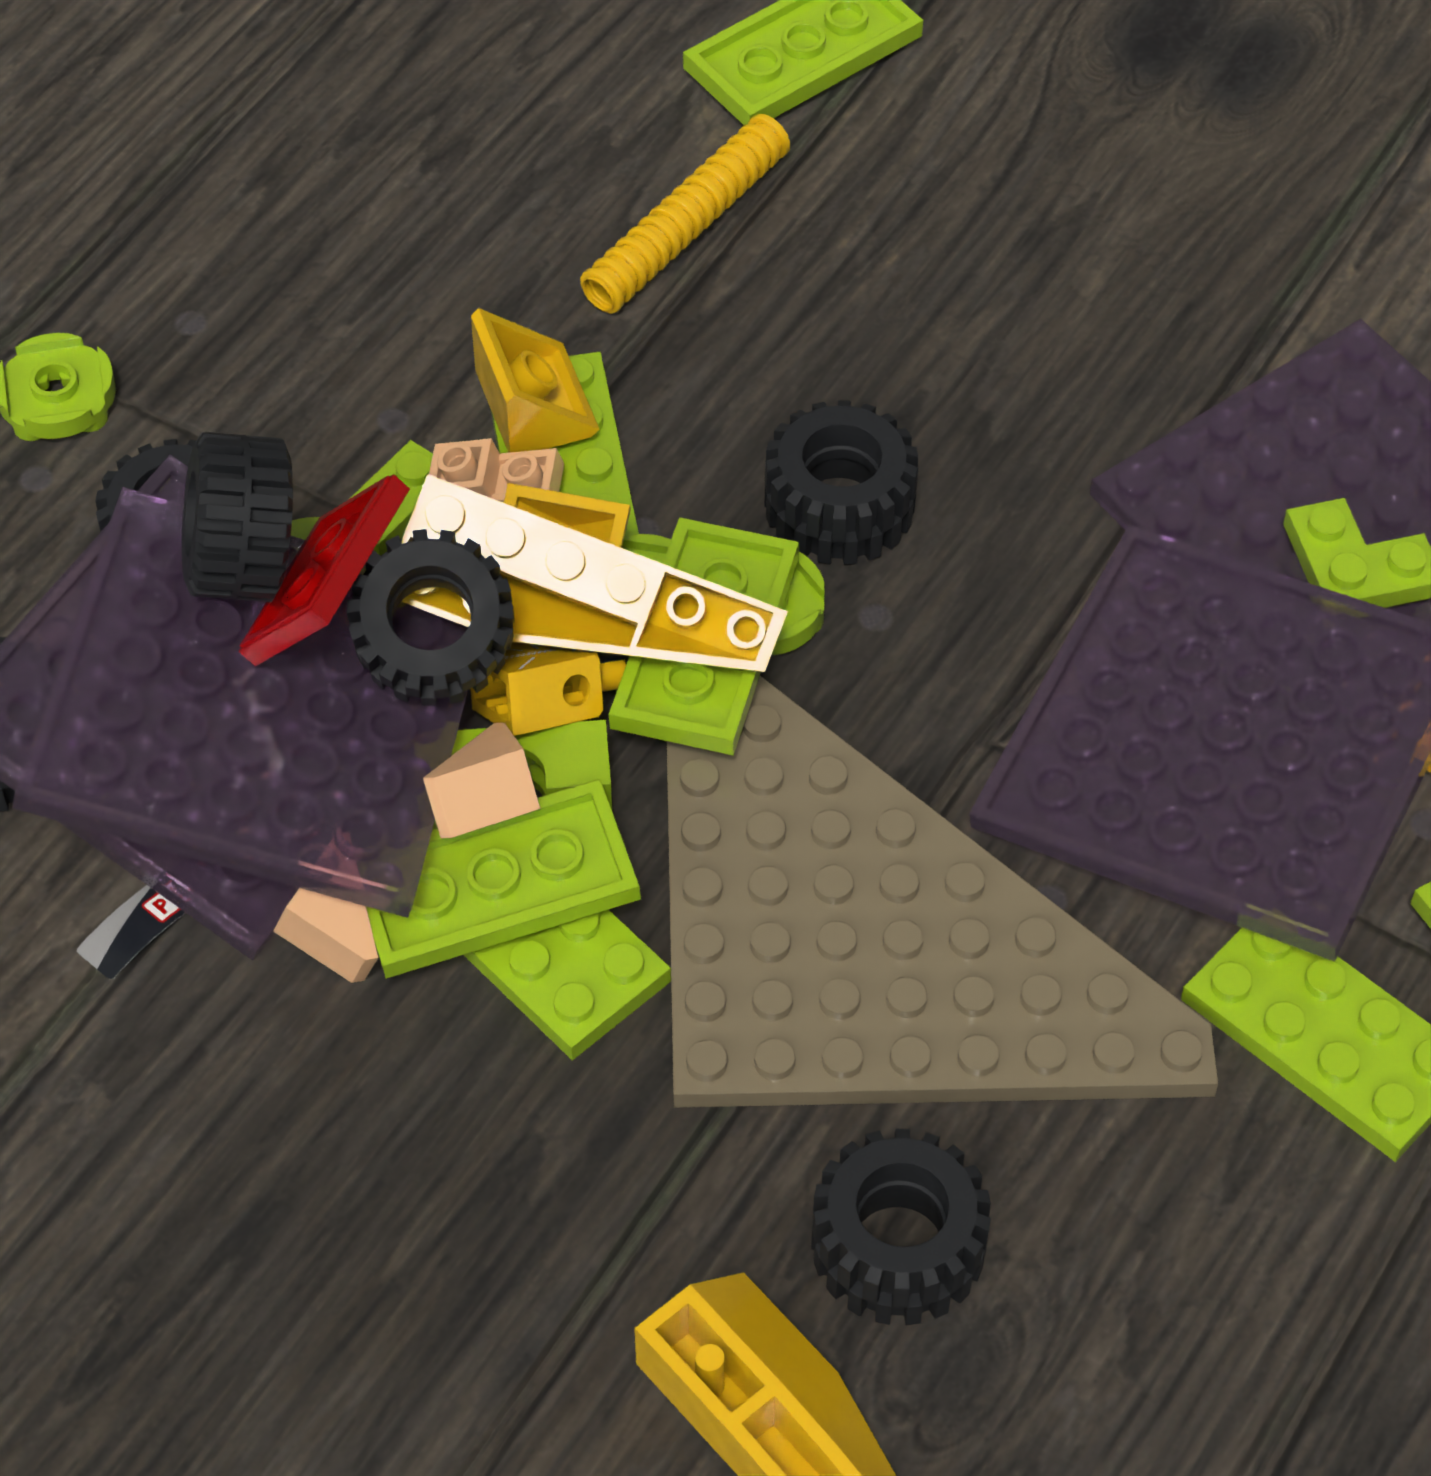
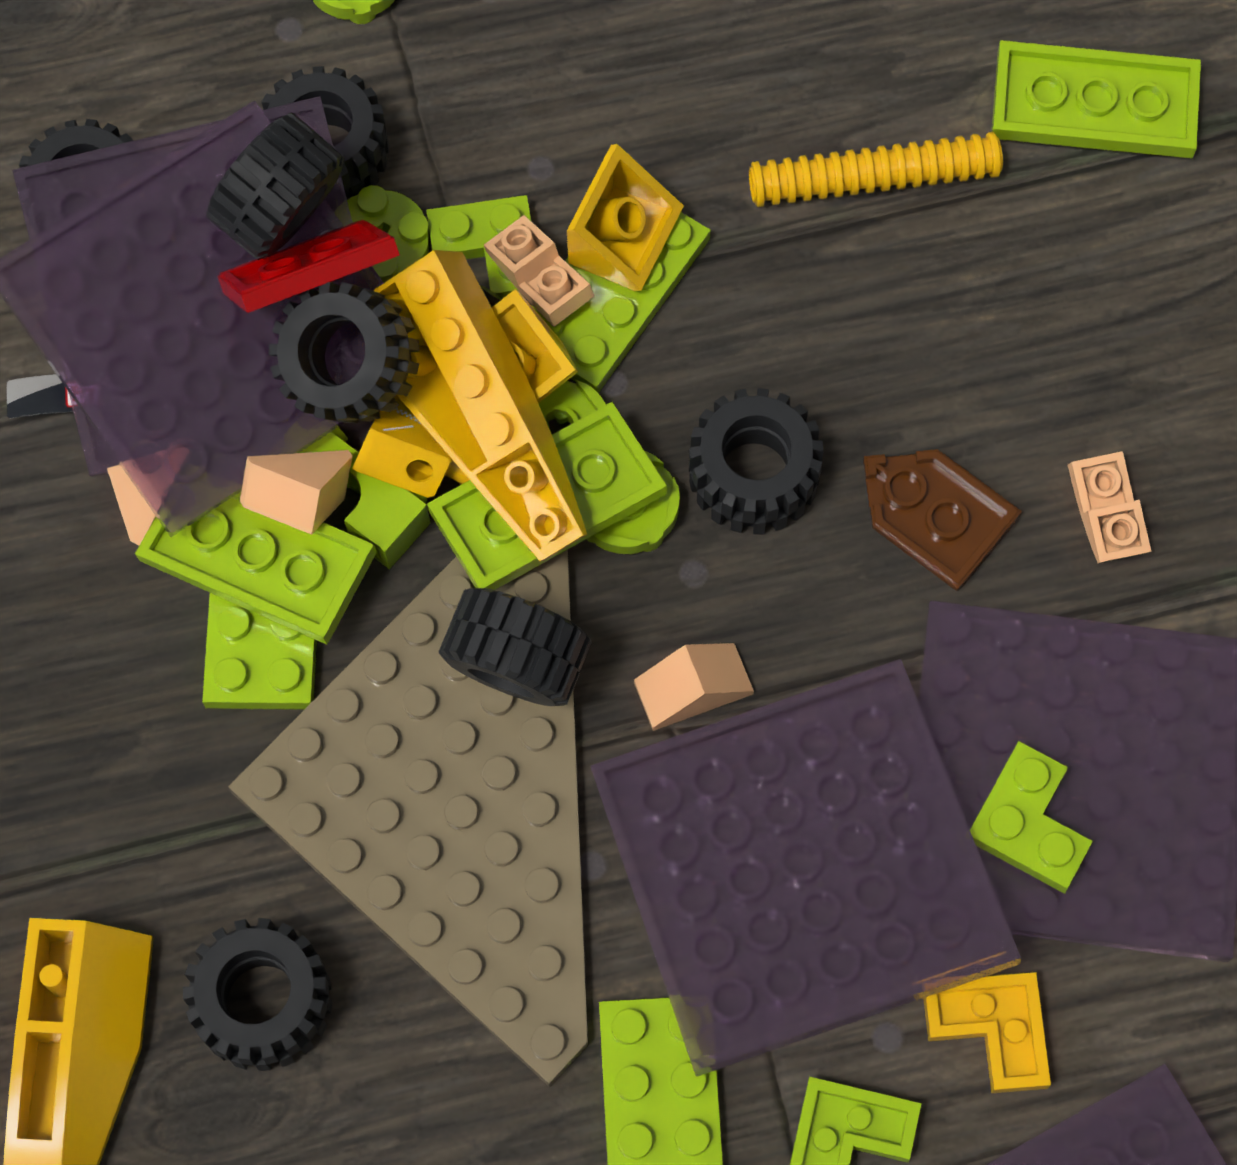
camera: 45 degrees right, 15 degrees up
(825, 743) = (515, 646): none -> black tyre
(973, 695) = (692, 683): none -> light nougat slope
(1019, 417) = (936, 512): none -> reddish brown tile
(1131, 310) = (1108, 507): none -> light nougat slope

